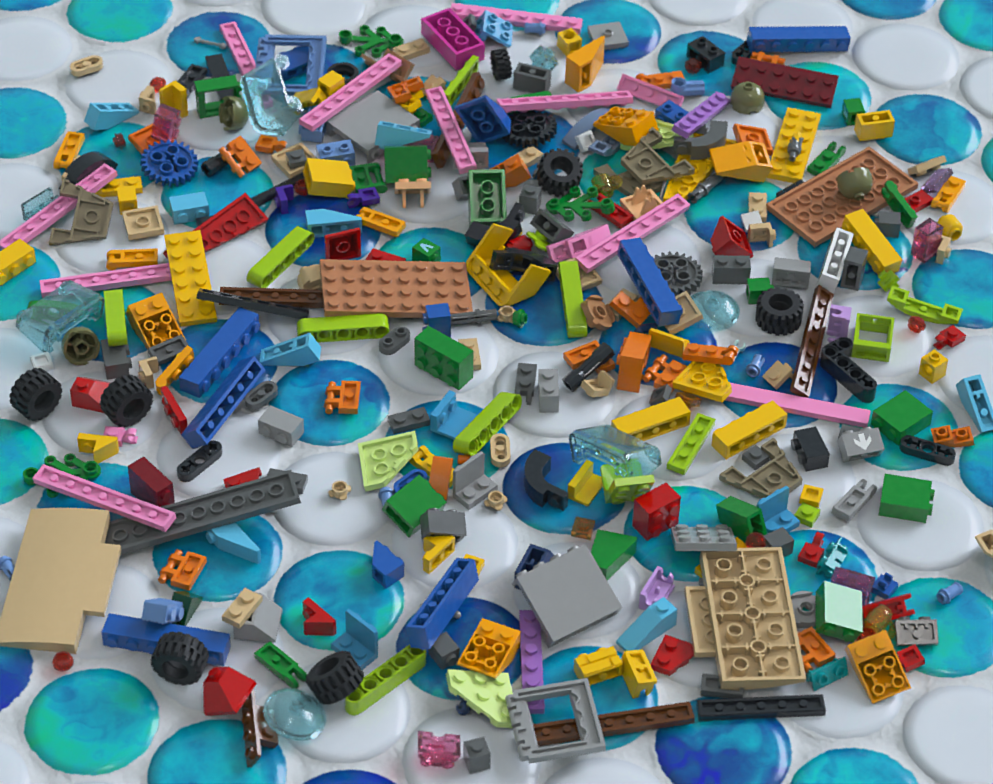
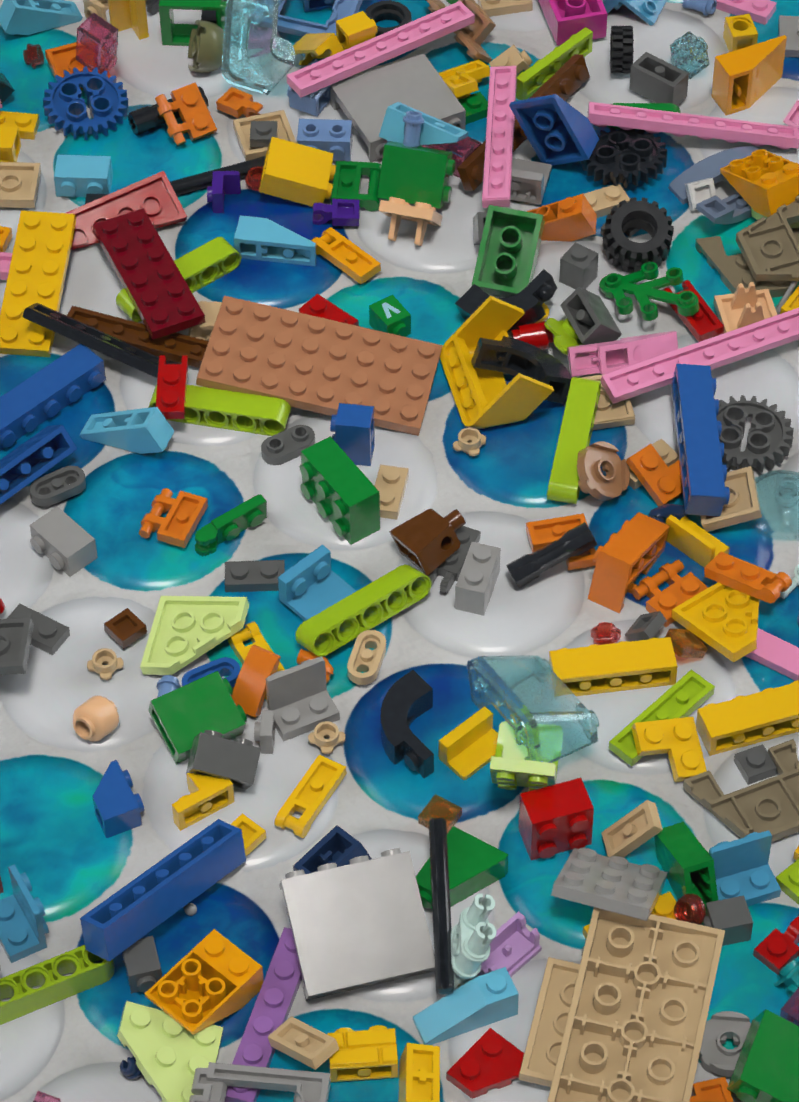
camera: 20 degrees right, 5 degrees up
(263, 256) = (148, 273): none -> dark red plate
(311, 320) = (172, 388): none -> red hinge
(343, 245) = (270, 281): red slope -> none
(343, 467) = (125, 628): none -> reddish brown plate
(350, 521) = (95, 718): none -> light nougat head
(382, 393) = (230, 524): none -> green hinge
(398, 129) = (412, 128): none -> medium blue pin
(401, 91) = (455, 61): orange plate -> none
(458, 502) = (265, 731): none -> light grey plate
(475, 316) = (413, 433): dark grey pin -> none
(501, 534) = (310, 795): none -> yellow plate
(509, 374) = (428, 538): none -> reddish brown torso
(519, 318) = (485, 451): green plate -> none
(563, 666) = (303, 1042): none -> tan plate
(600, 386) = (557, 589): tan bracket -> none
(604, 183) = (699, 268): clear yellow piece -> none
(611, 573) = (441, 905): none -> black axle
(638, 404) = (605, 633): none -> clear red plate
(640, 586) = (472, 939): none -> light aqua pin
(703, 507) = (632, 830): none -> tan plate
(704, 452) = (675, 737): none -> yellow plate

